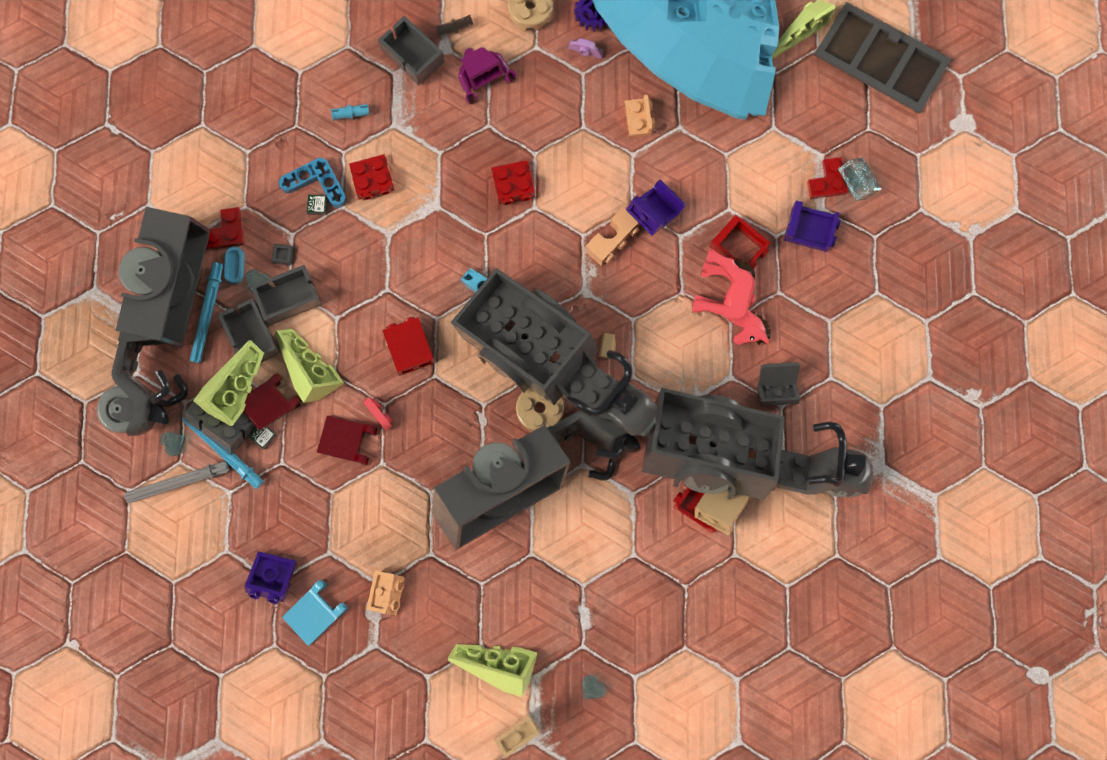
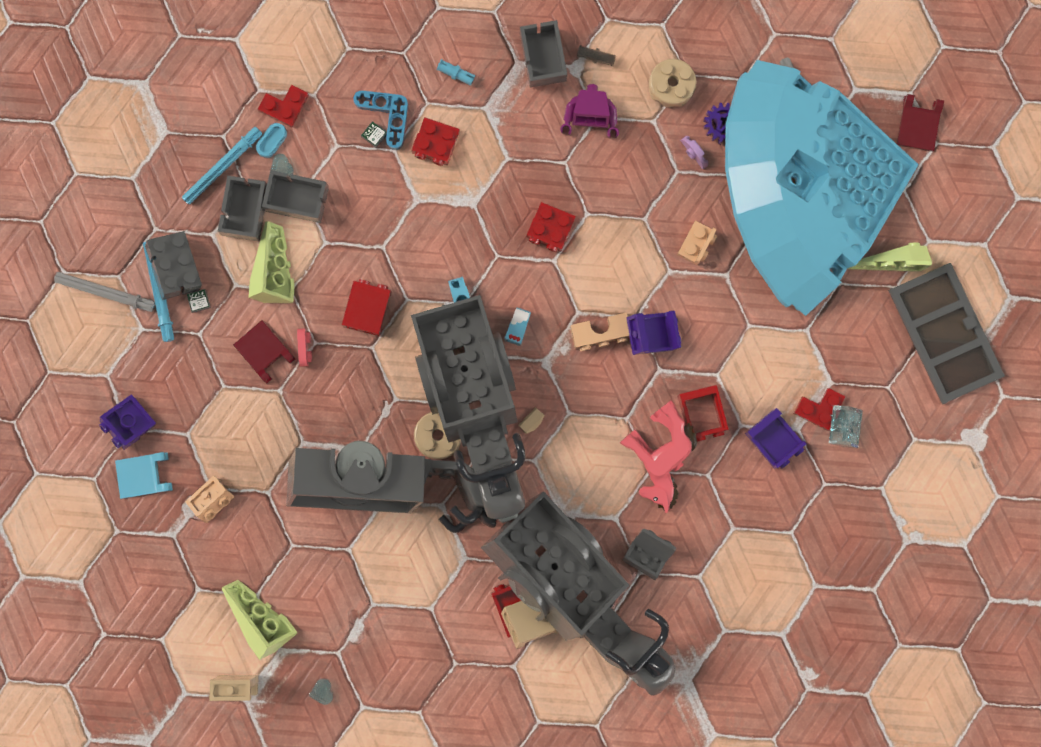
camera: 30 degrees right, 5 degrees up
(158, 317) = (202, 125): dark grey piece -> none
(173, 443) = (123, 256): clear light blue tile -> none
(228, 388) = (194, 245): yellowish green wedge -> none
(267, 404) = (218, 277): dark red flag -> none
(282, 254) = (317, 158): dark grey tile -> none
(543, 277) = (518, 326): none -> medium azure leg

